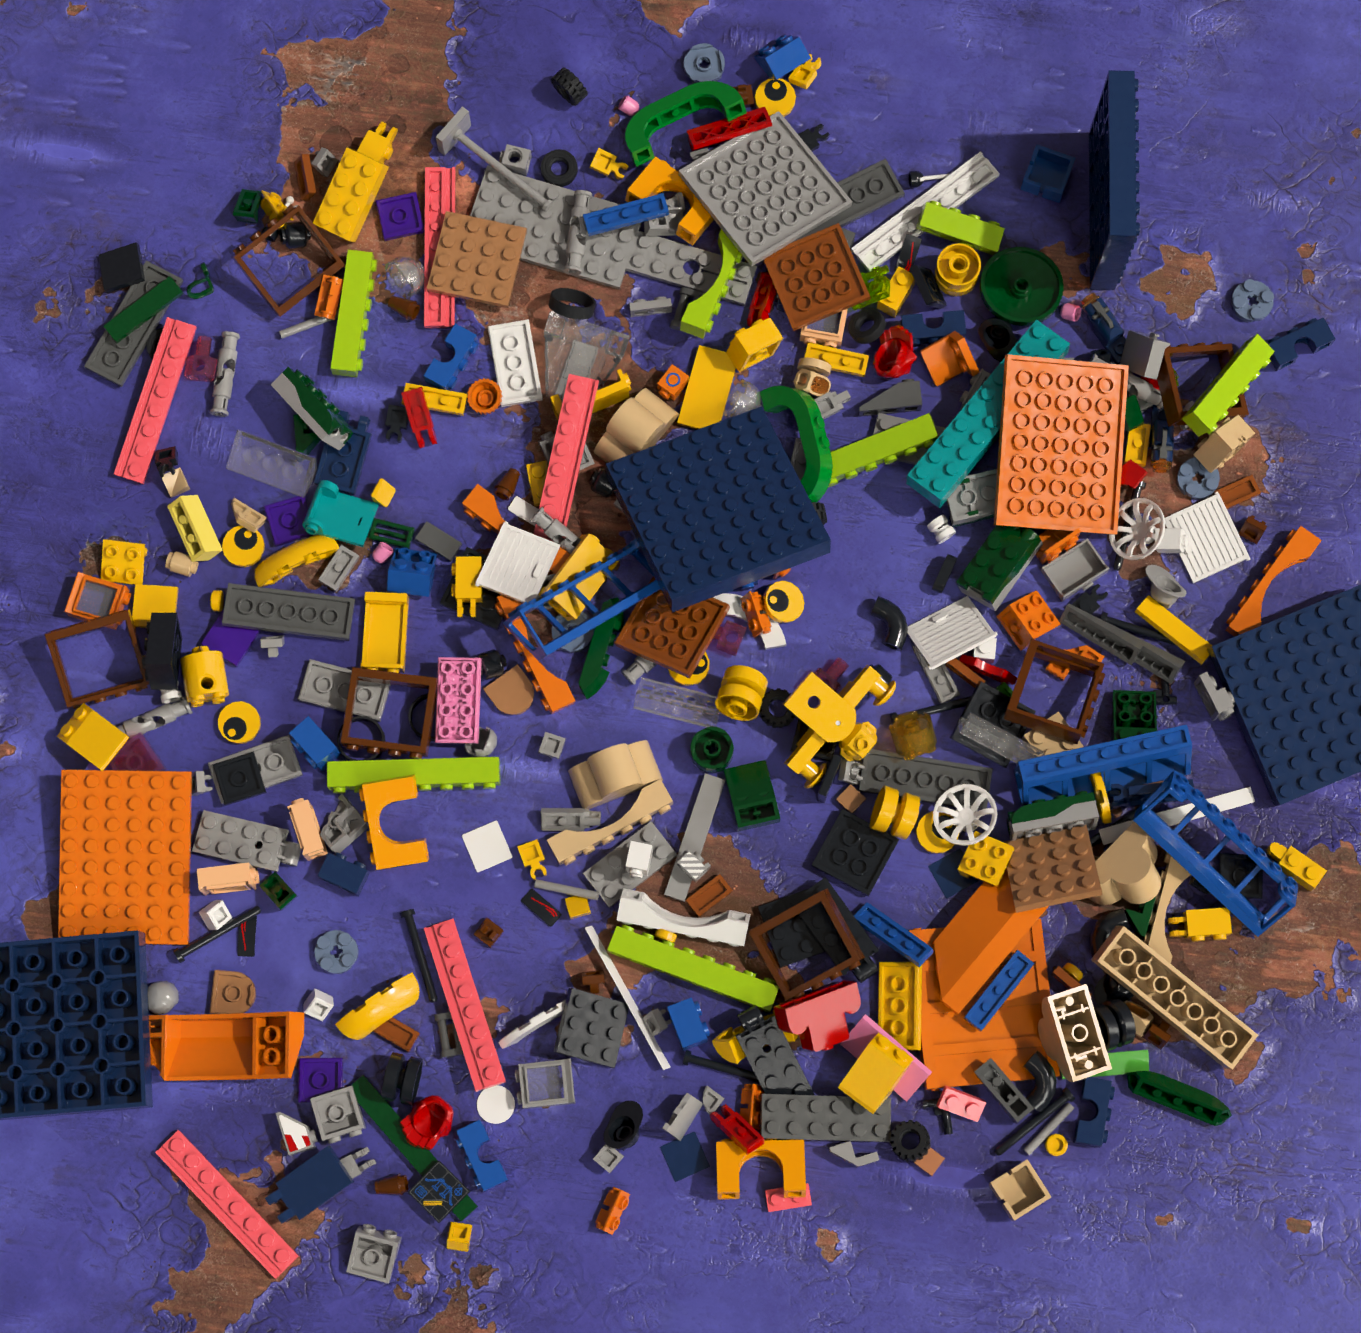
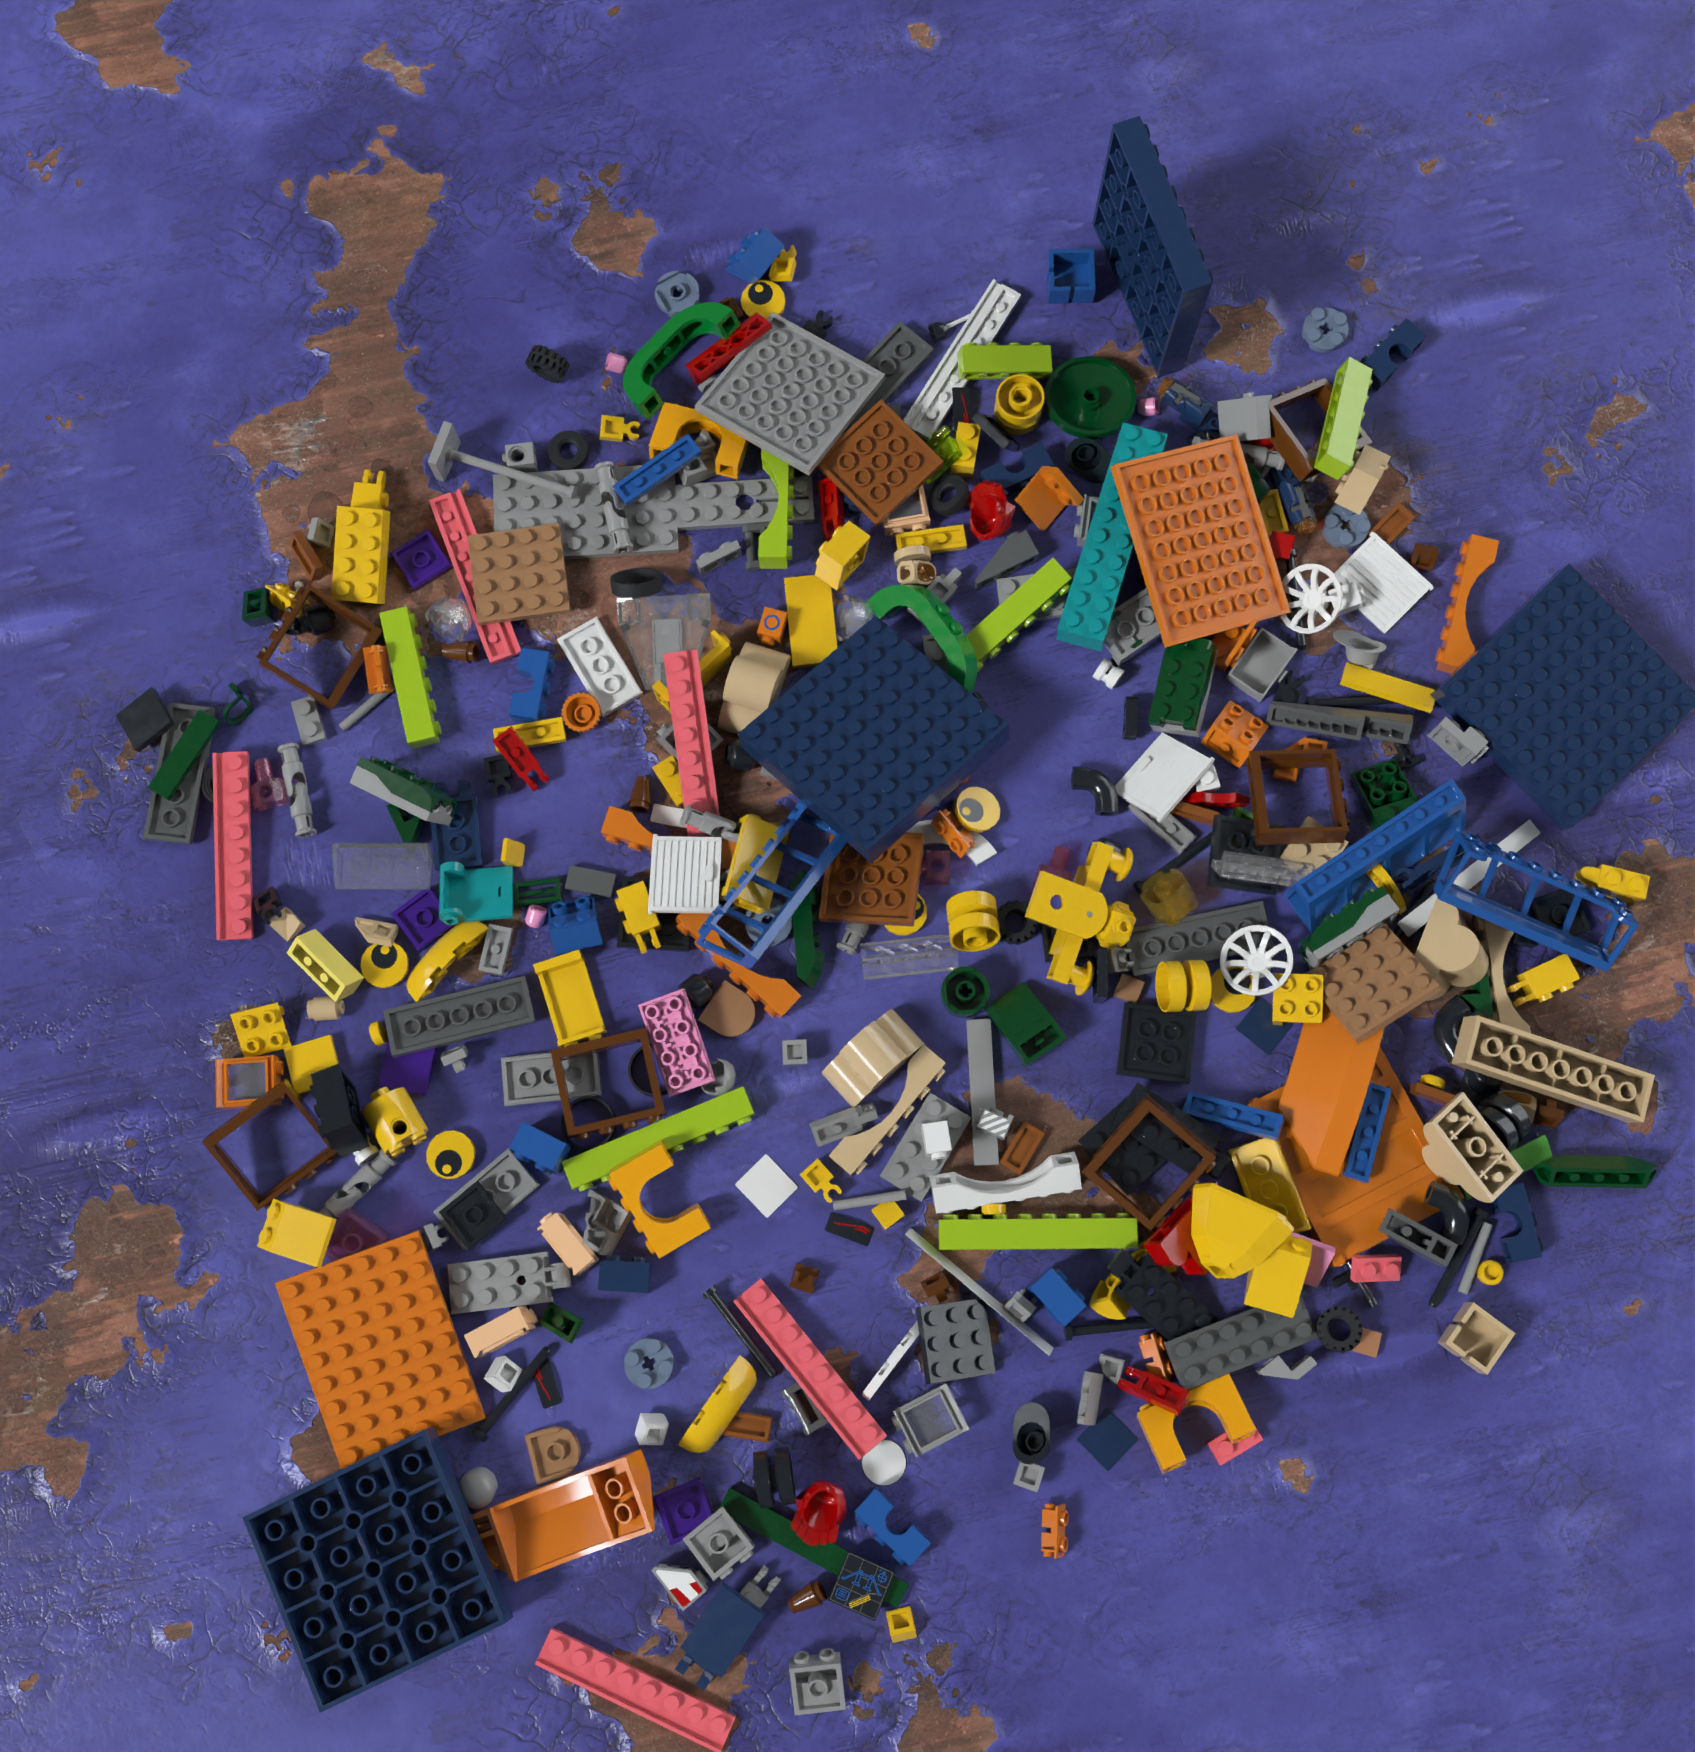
camera: 20 degrees left, 0 degrees up
(255, 319) = (308, 721): none -> light grey plate
(851, 1023) = (1233, 1230): none -> yellow brick

